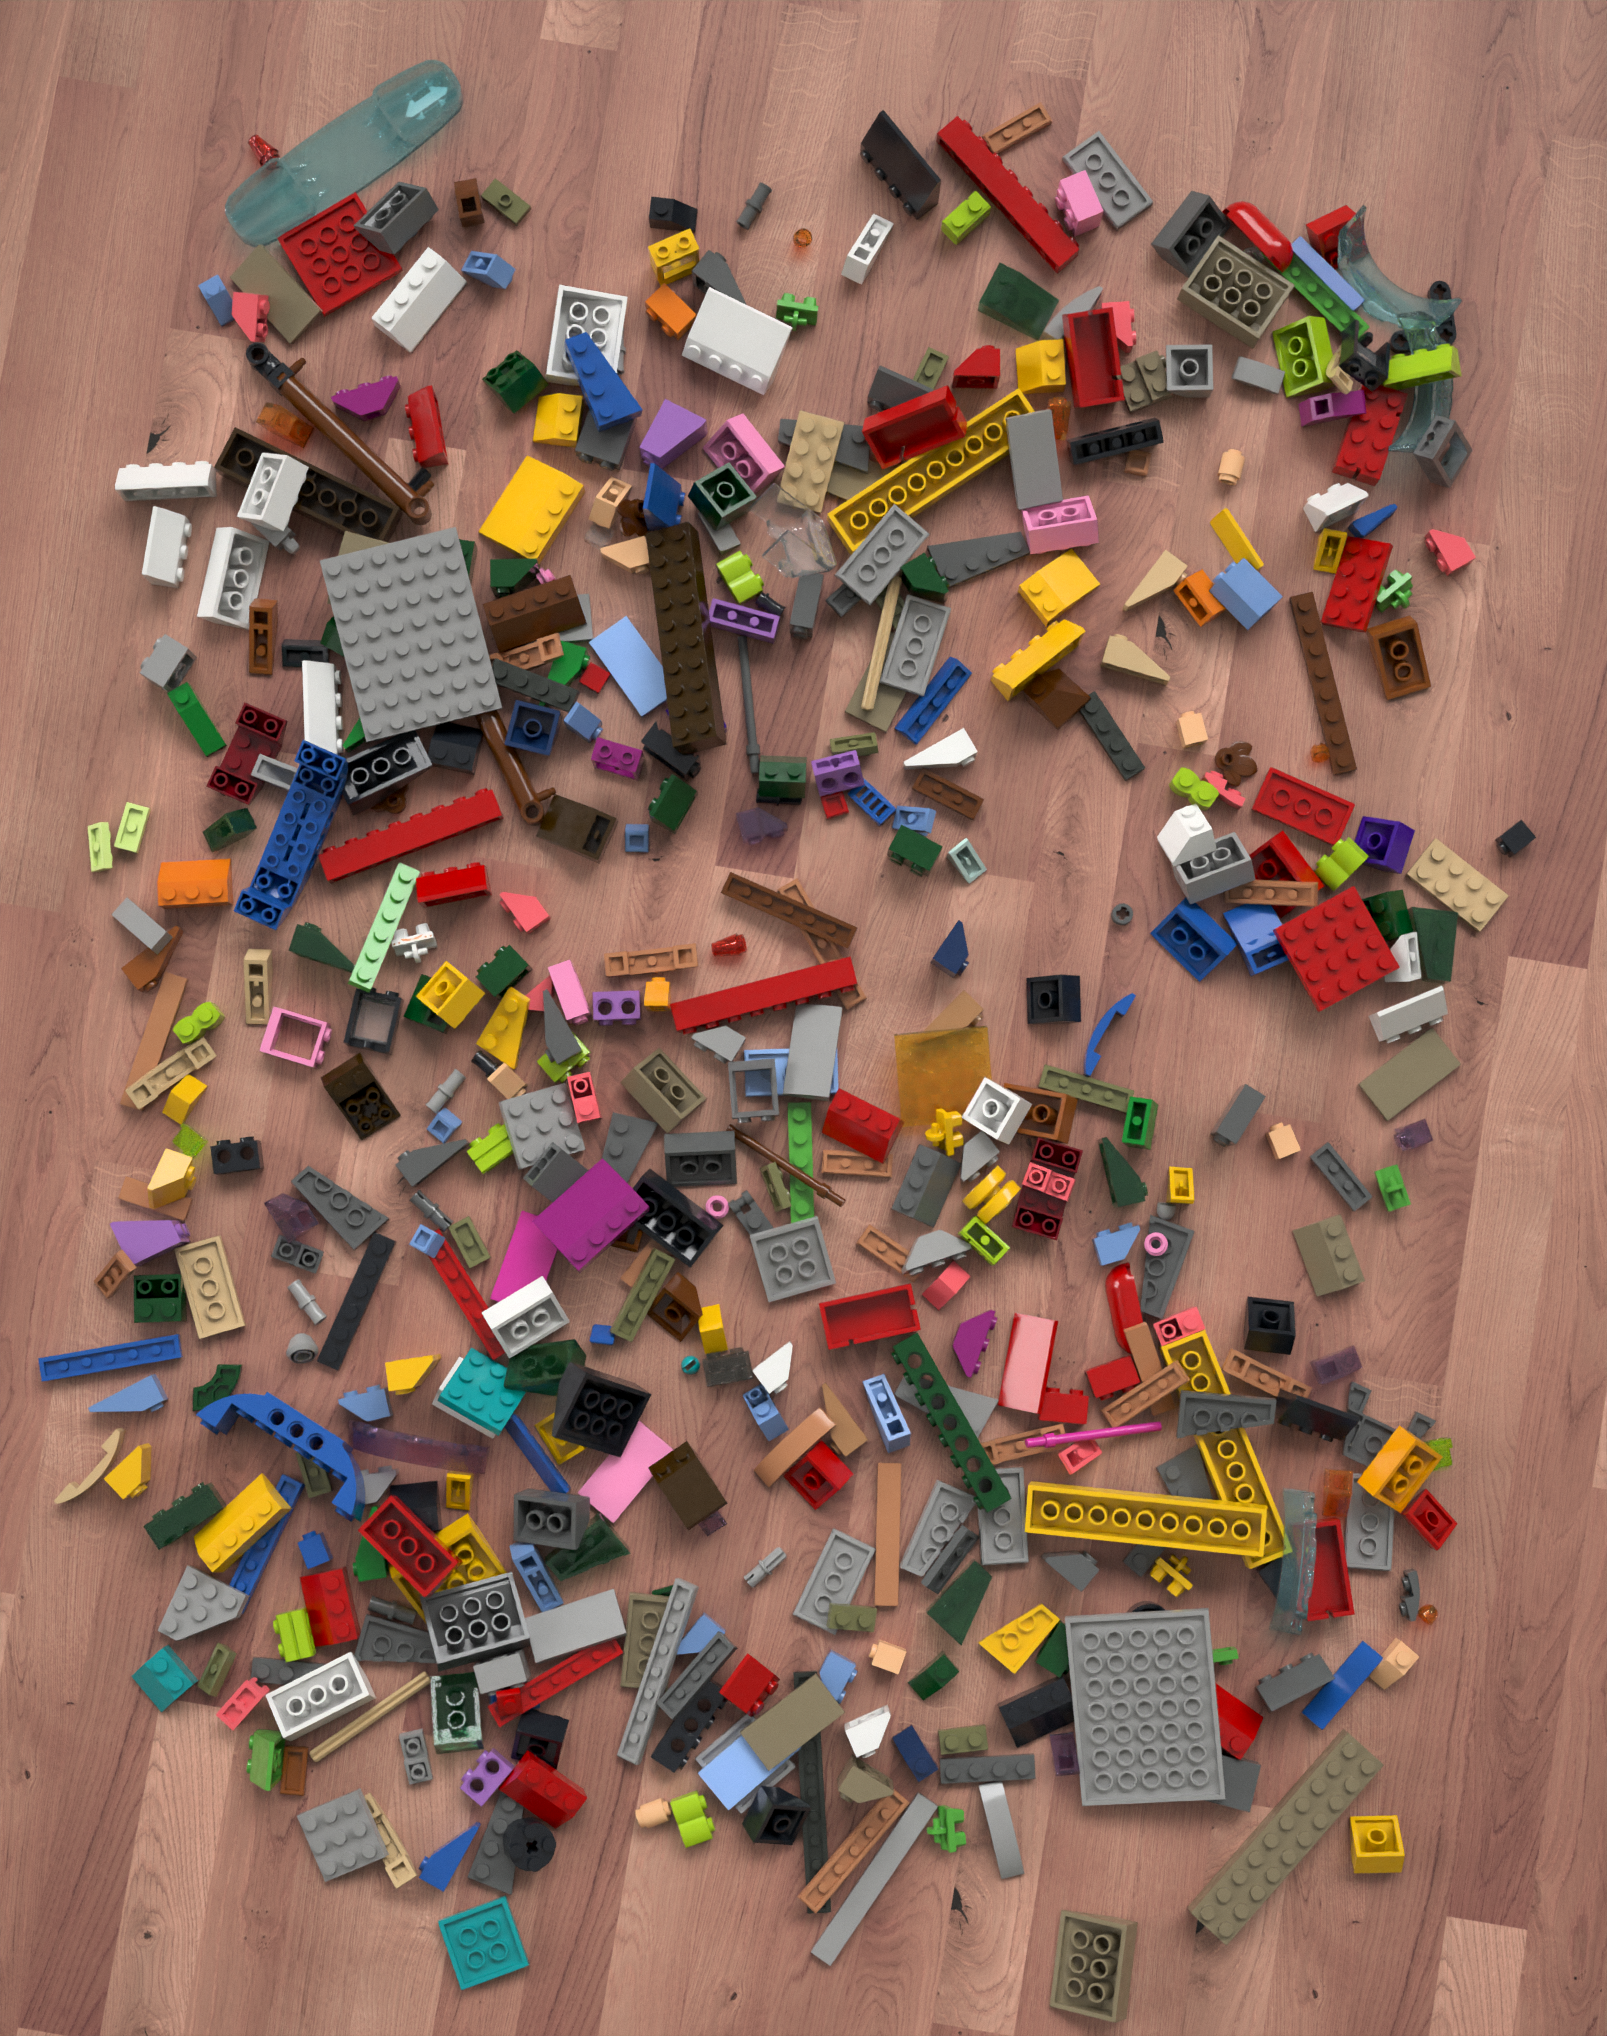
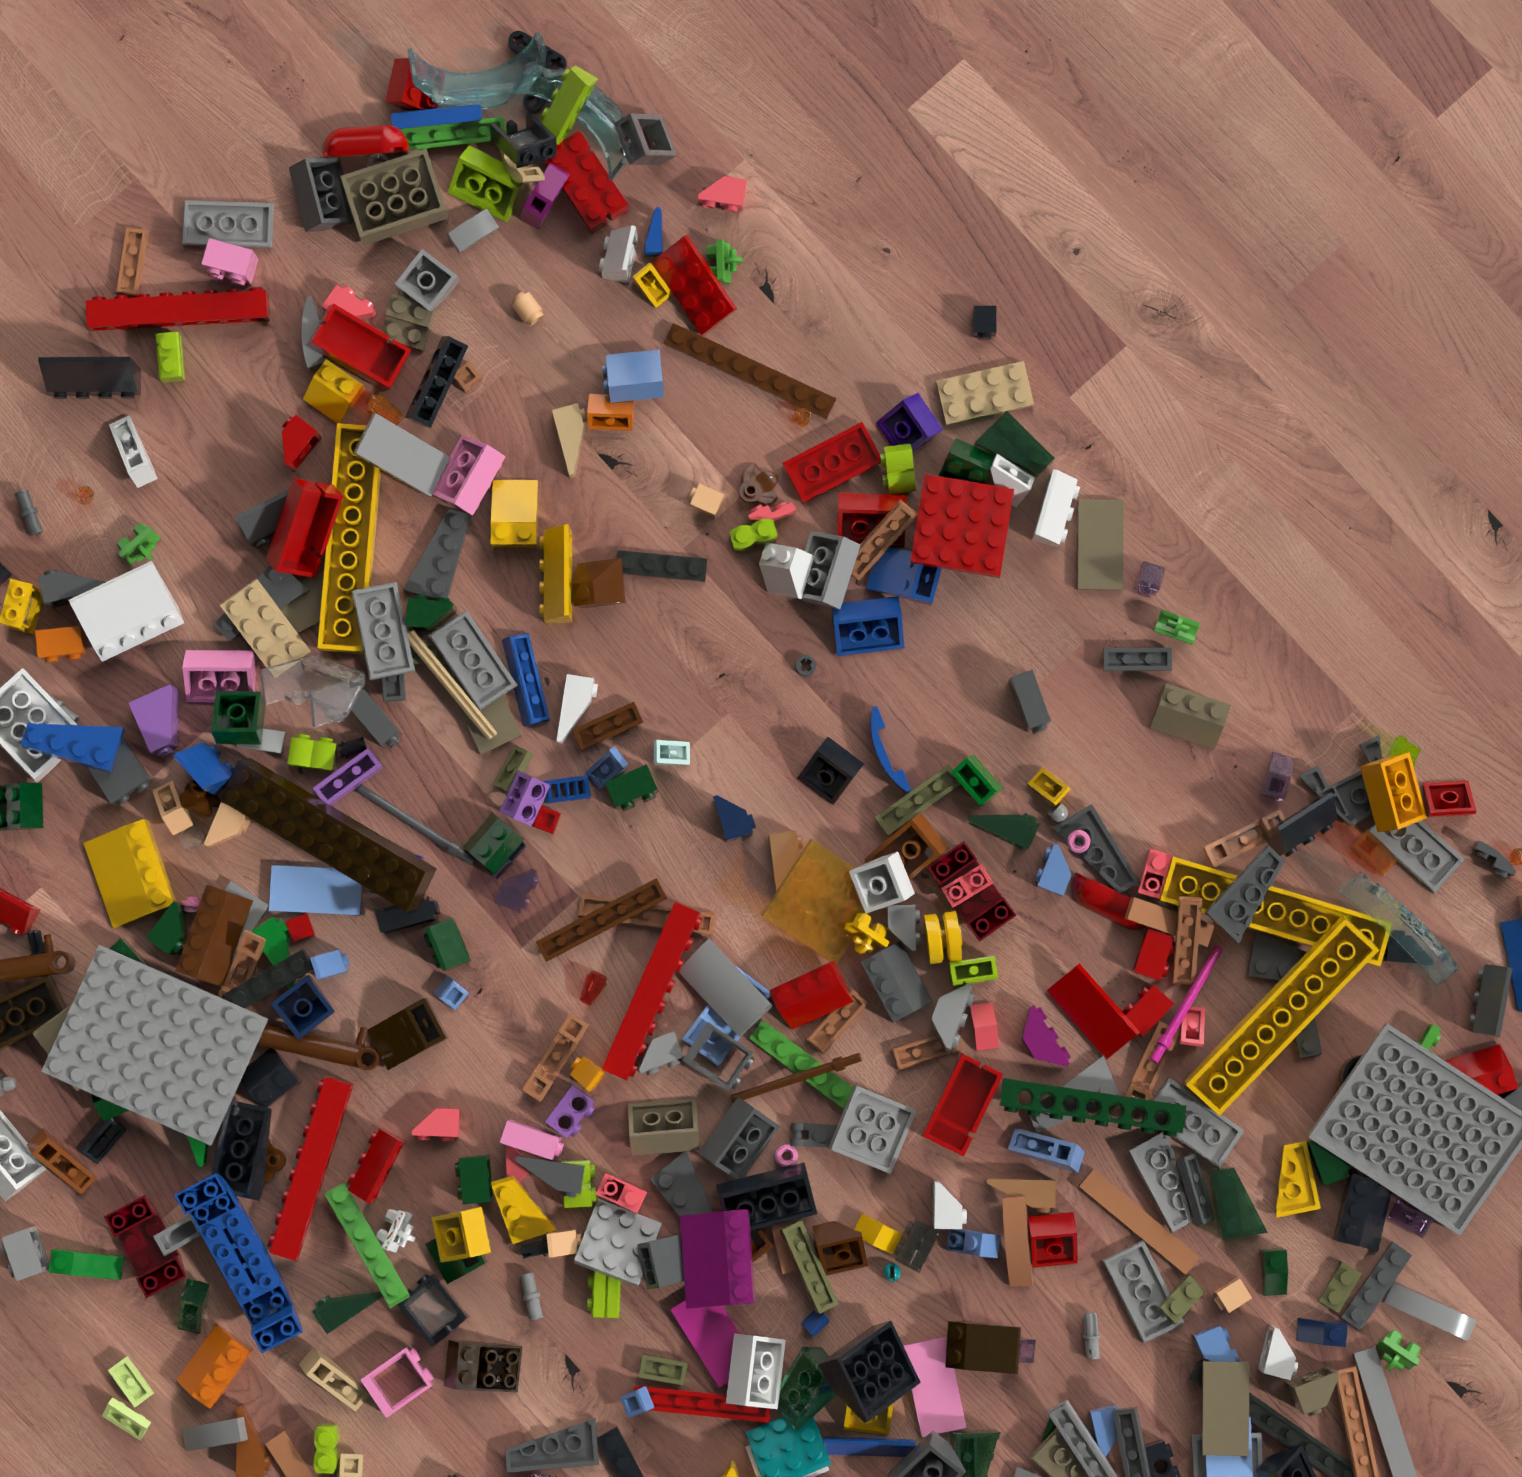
camera: 50 degrees left, 0 degrees up
(321, 705) = (155, 1159): white slope -> none
(423, 1162) = (573, 1357): dark grey slope -> none
(431, 1211) = (615, 1380): dark grey pin -> none
(444, 1125) = (556, 1318): medium blue slope -> none
(559, 420) = (75, 796): yellow slope -> none
(611, 754) = (386, 954): magenta window -> none
(750, 1686) = (1173, 1419): red slope -> none
(773, 1180) = (812, 1100): olive plate -> none
(931, 368) = (267, 478): olive plate -> none
(1017, 302) = (268, 369): clear green slope -> none
(1073, 1566) = (1274, 1099): dark grey slope -> none
(1129, 659) = (613, 504): tan slope -> none
(1179, 1583) = (1349, 1027): yellow hips -> none
(1235, 539) = (586, 350): yellow slope -> none
(1269, 1325) = (1208, 804): black slope -> none
(1282, 1140) = (1075, 682): light nougat brick -> none
(1331, 1578) = (1433, 909): red piece -> none
(1399, 657) = (775, 297): dark orange slope -> none

